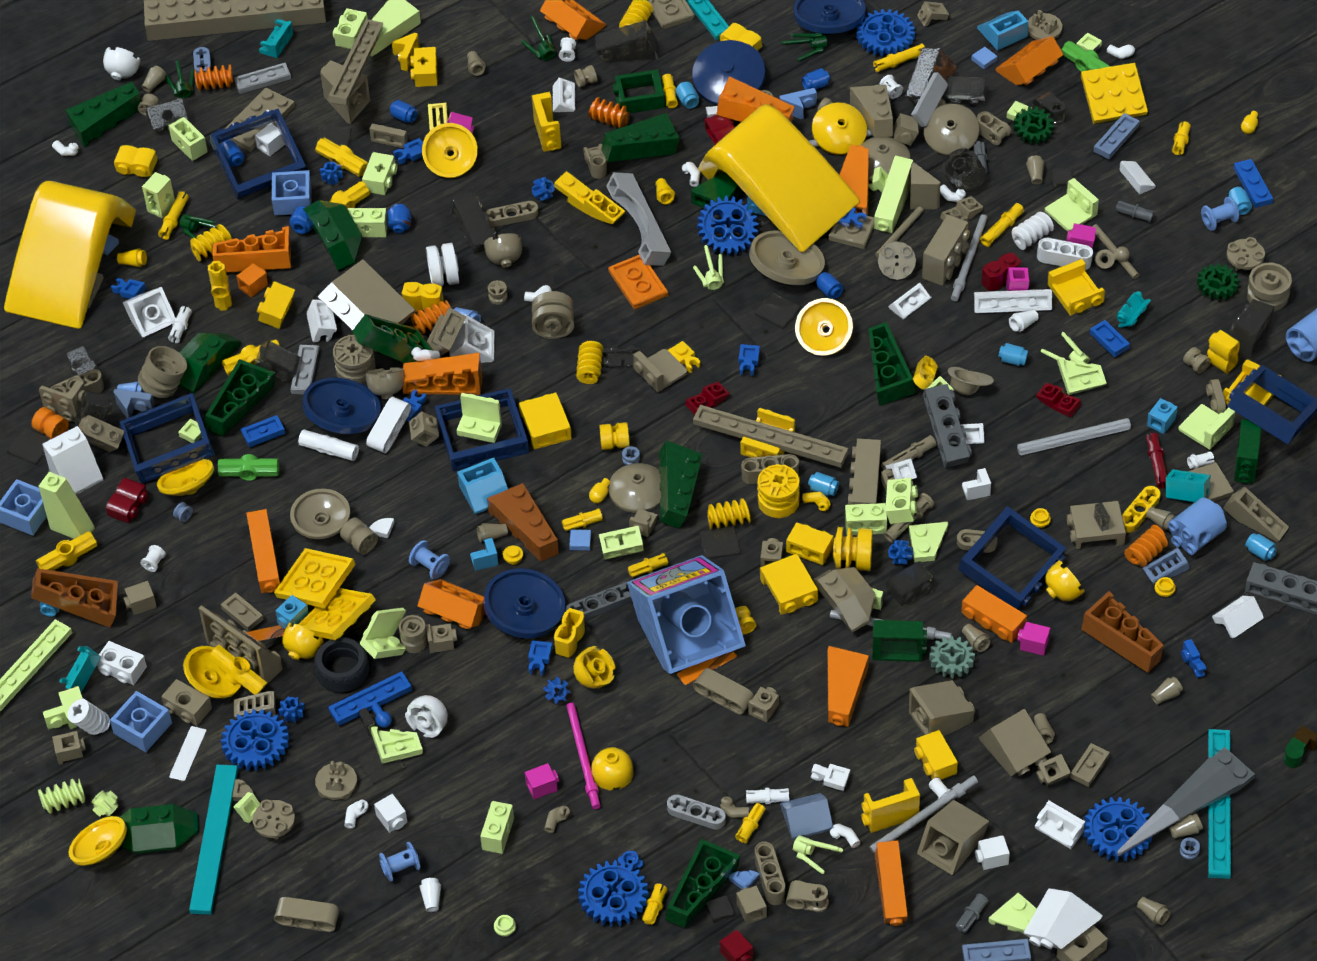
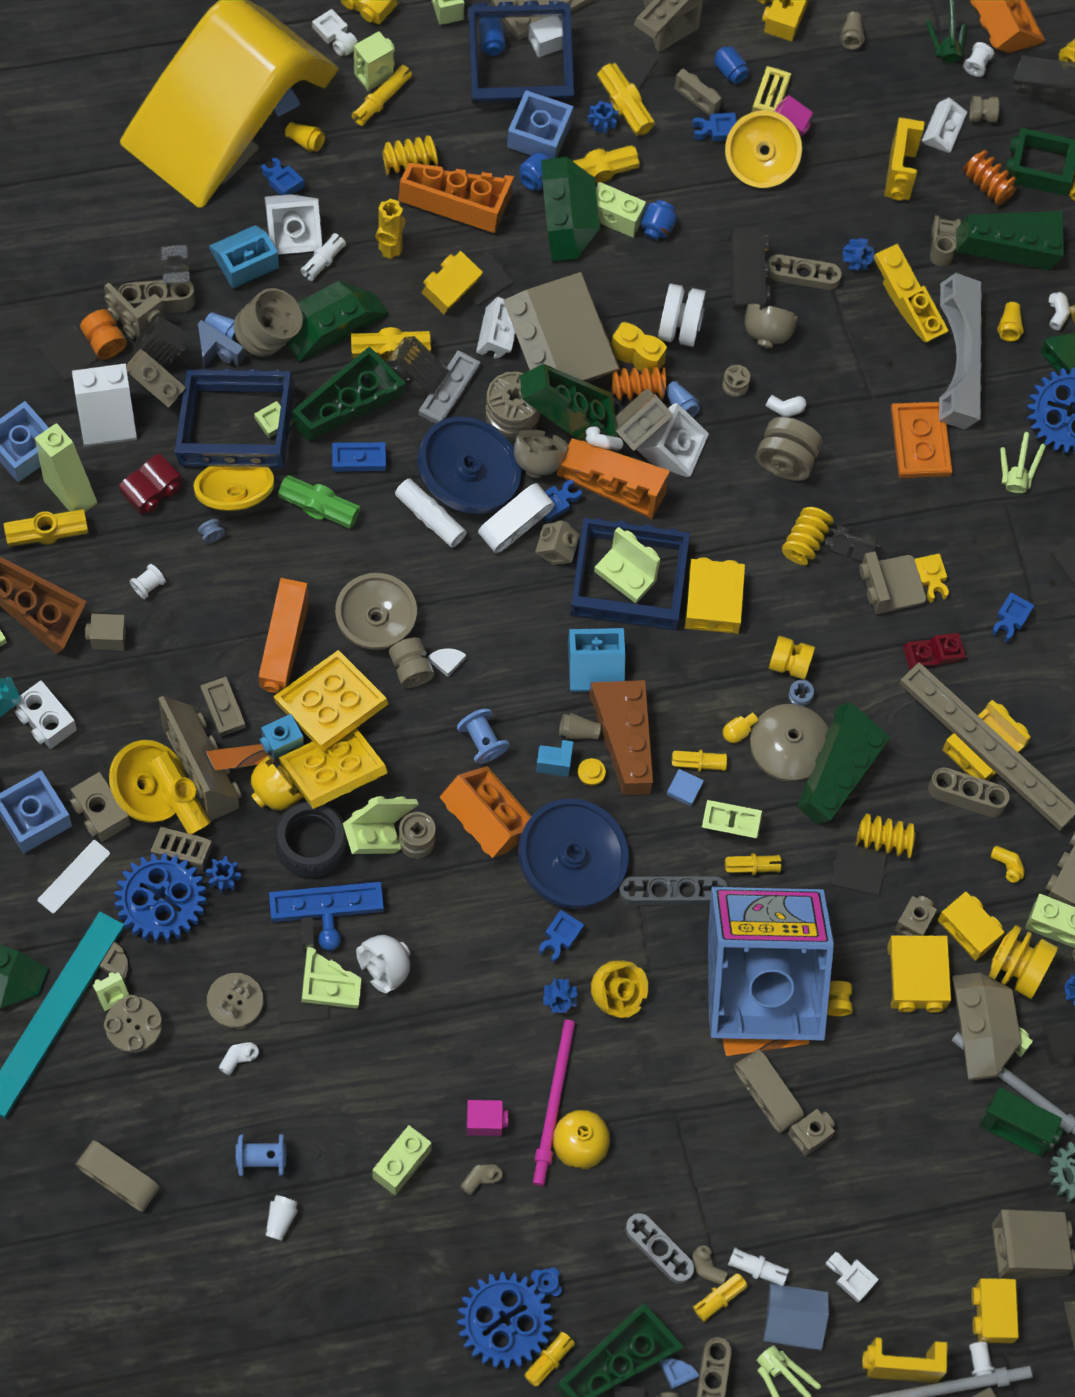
camera: 15 degrees right, 15 degrees up
(122, 188) = (332, 28): none -> white plate
(127, 342) = (245, 256): none -> dark azure slope
(191, 223) = (398, 117): dark green plant -> none
(252, 280) = (438, 232): orange brick -> none
(379, 173) = (662, 142): yellowish green brick -> none
(390, 813) = (280, 1080): white brick -> none
(441, 637) = (451, 862): dark tan brick -> none
(504, 925) = (352, 1303): yellowish green plate -> none
(569, 632) = (615, 919): yellow brick -> none
(645, 521) = (774, 797): dark tan bracket -> none
(778, 491) = (954, 842): yellow wheel -> none
(824, 484) = (1027, 844): dark azure brick -> none
(845, 682) = (928, 1145): orange slope -> none
(848, 833) = (835, 1365): white arm -> none

